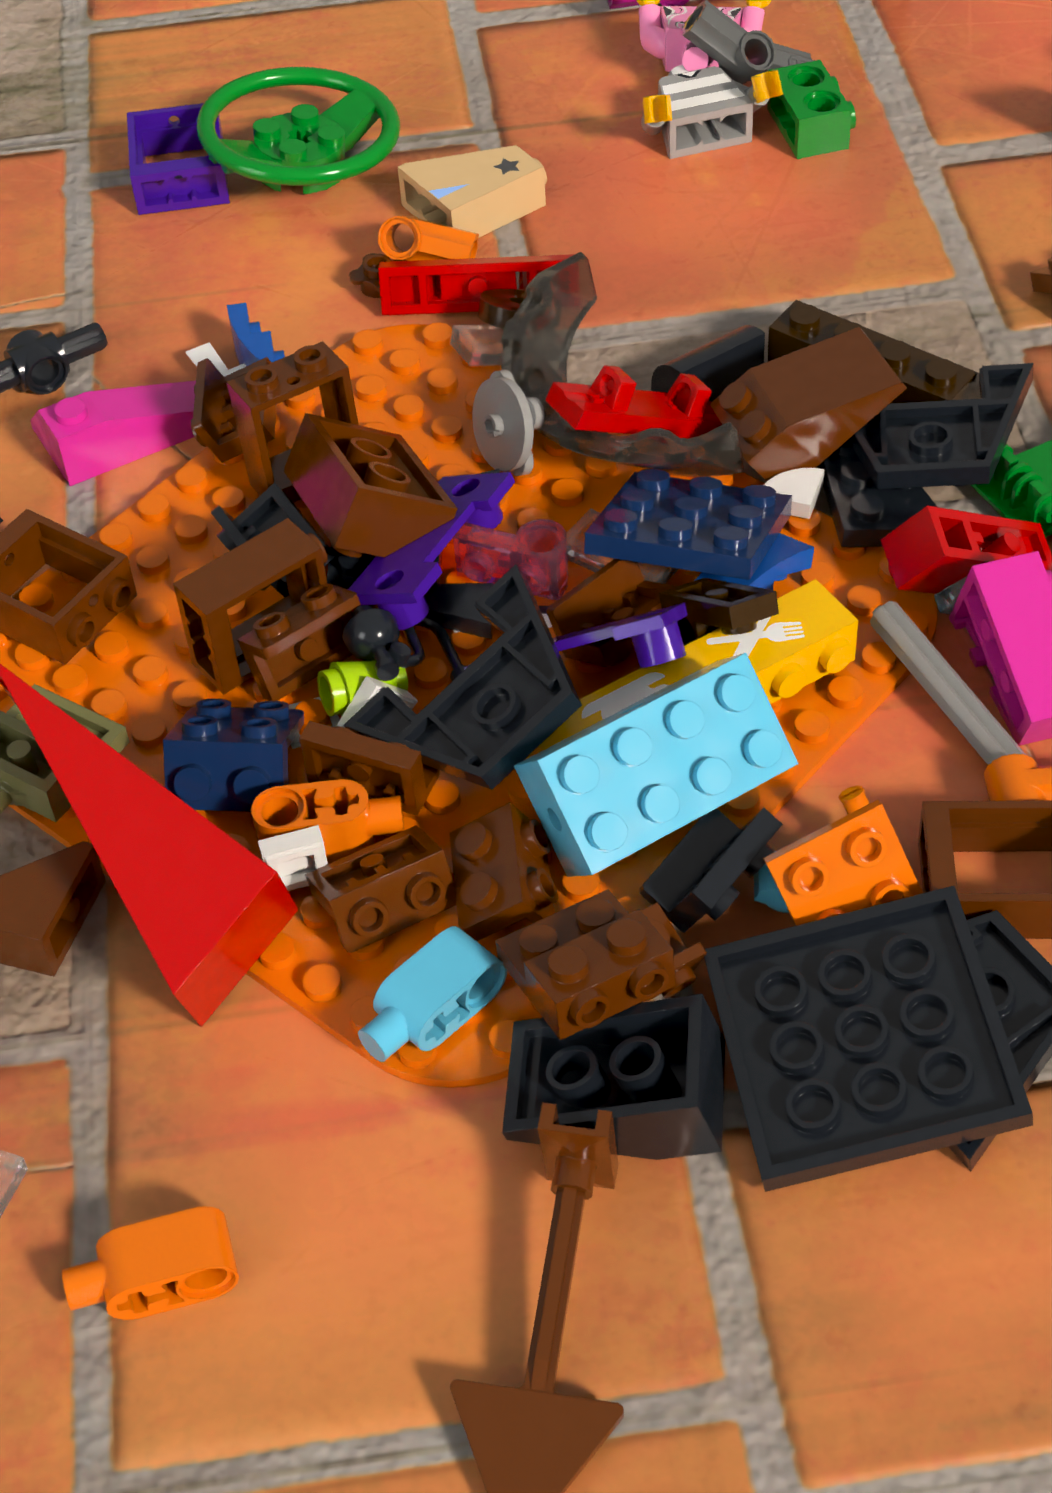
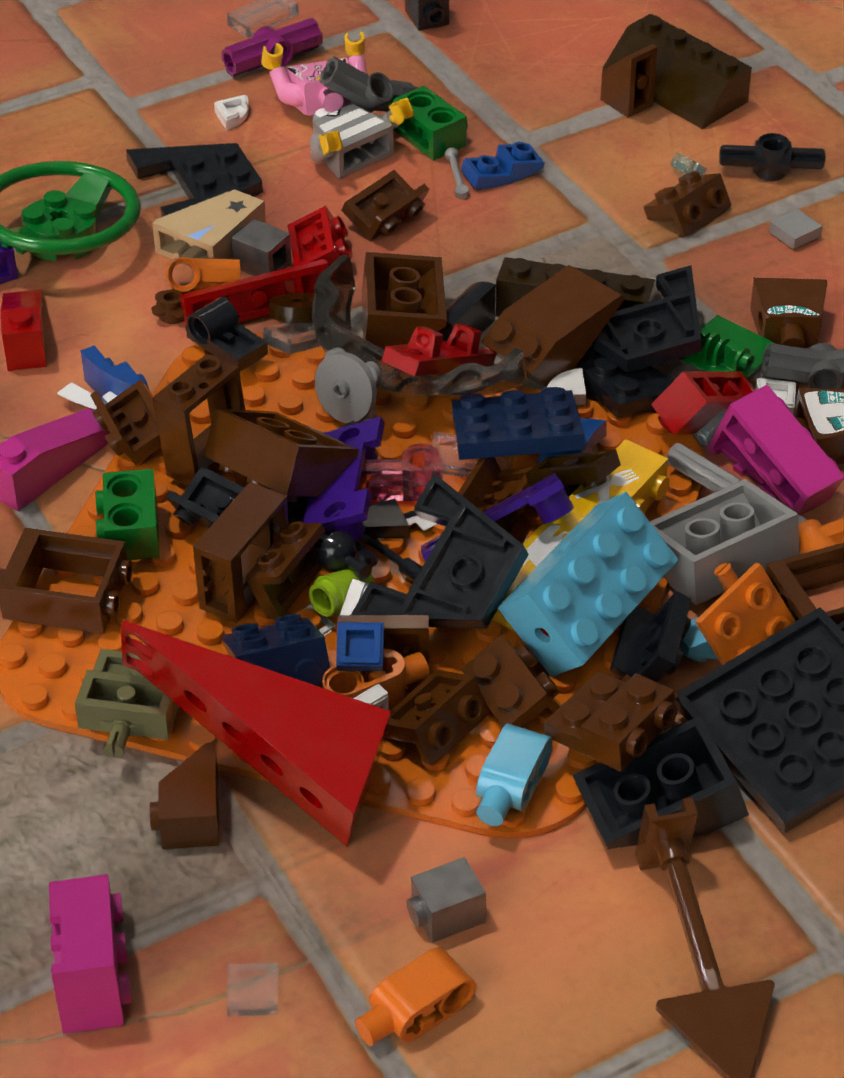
camera: 25 degrees left, 5 degrees down
(167, 522) = (129, 512): none -> green brick
(190, 265) = (23, 330): none -> red slope
(265, 1143) = (447, 900): none -> flat silver brick
(313, 770) = (360, 646): none -> blue tile
(403, 324) = (220, 333): none -> black plate
(505, 115) = (200, 170): none -> black wing
(516, 225) = (261, 248): none -> flat silver brick
(585, 50) = (232, 111): none -> white tile
(598, 228) = (318, 238): none -> red bracket
(637, 322) = (400, 296): none -> reddish brown slope
(696, 202) = (384, 205): none -> reddish brown bracket
(810, 204) = (461, 190): none -> light grey hinge
(890, 183) = (509, 165): none -> blue slope
(891, 739) = (728, 526): none -> light grey slope

